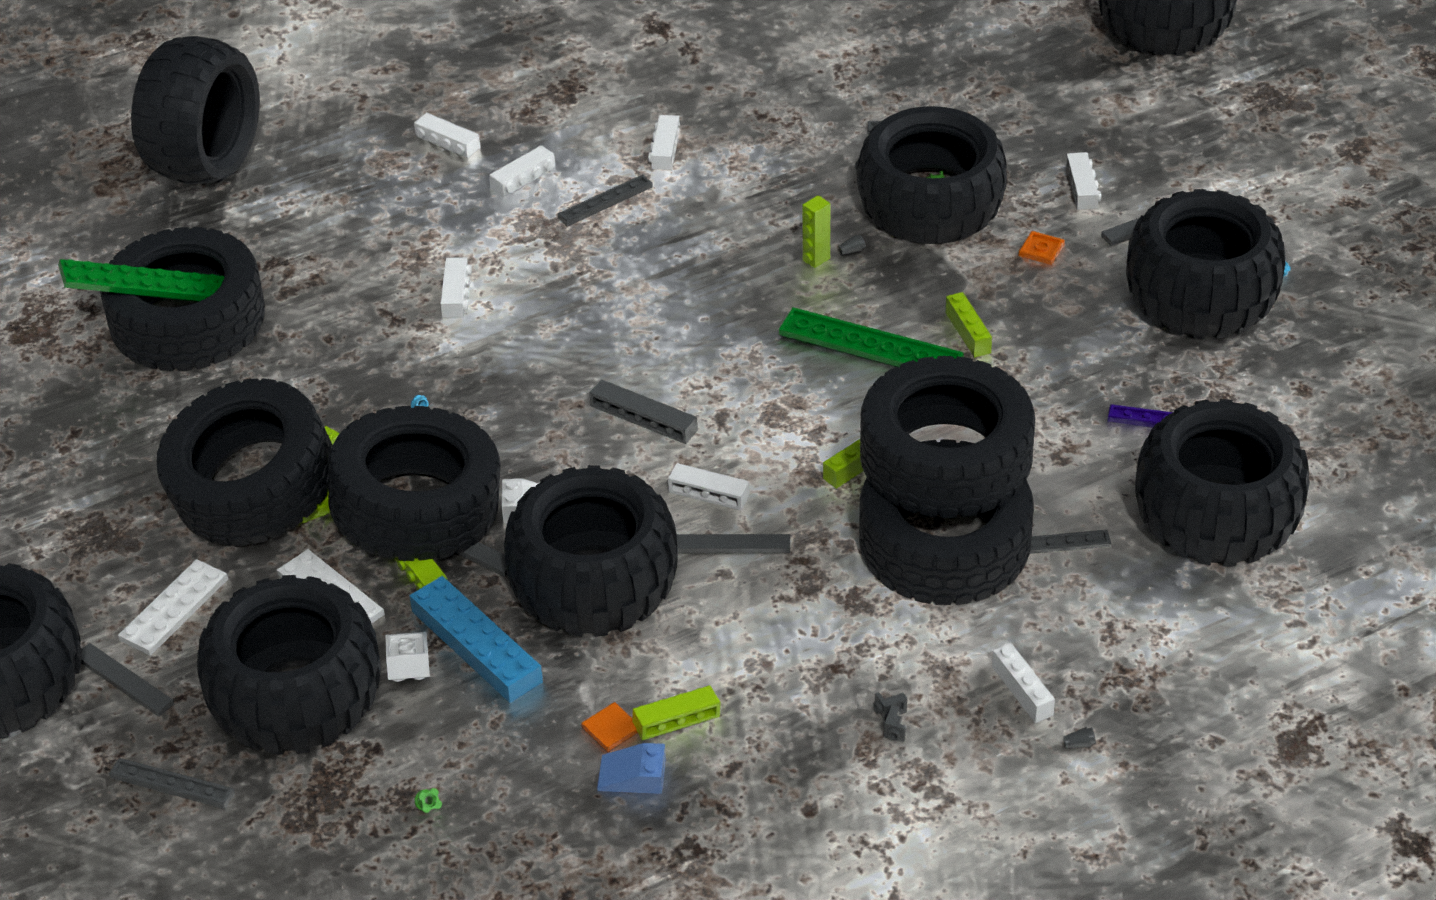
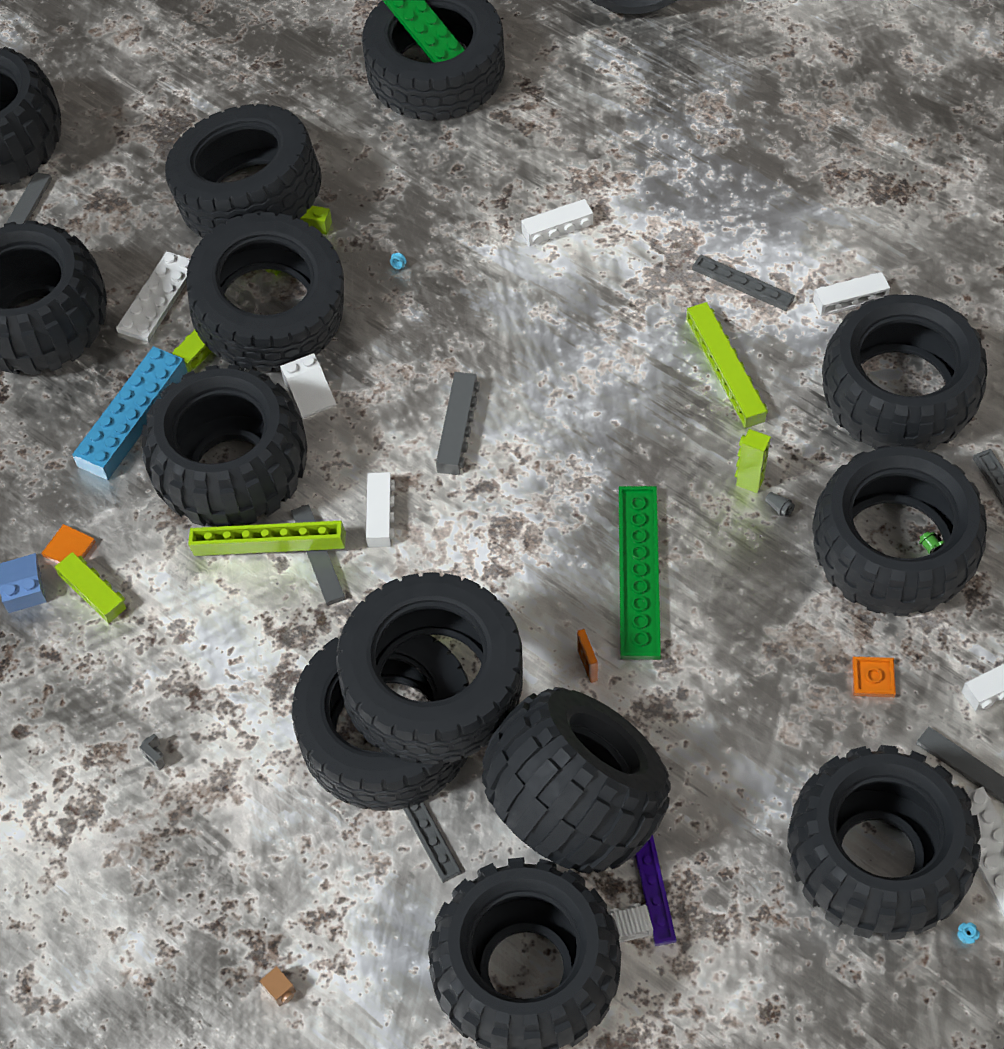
camera: 70 degrees right, 15 degrees up
(173, 607) = (107, 207): white plate -> none
(407, 656) = (98, 374): white slope -> none
(447, 135) = (763, 132): white brick -> none
(522, 171) = (744, 204): white brick -> none
(689, 232) = (726, 365): none -> lime brick
(700, 564) = (267, 538): none -> lime brick
(783, 157) = (913, 327): none -> black tyre
(893, 728) = (129, 761): dark grey bracket -> none
(968, 324) = (705, 646): lime brick -> none
(1023, 683) = (214, 857): white brick -> none
(1080, 739) = (162, 932): dark grey cone -> none
(1095, 386) = (575, 780): none -> black tyre
(1168, 668) = (278, 986): none -> medium nougat brick

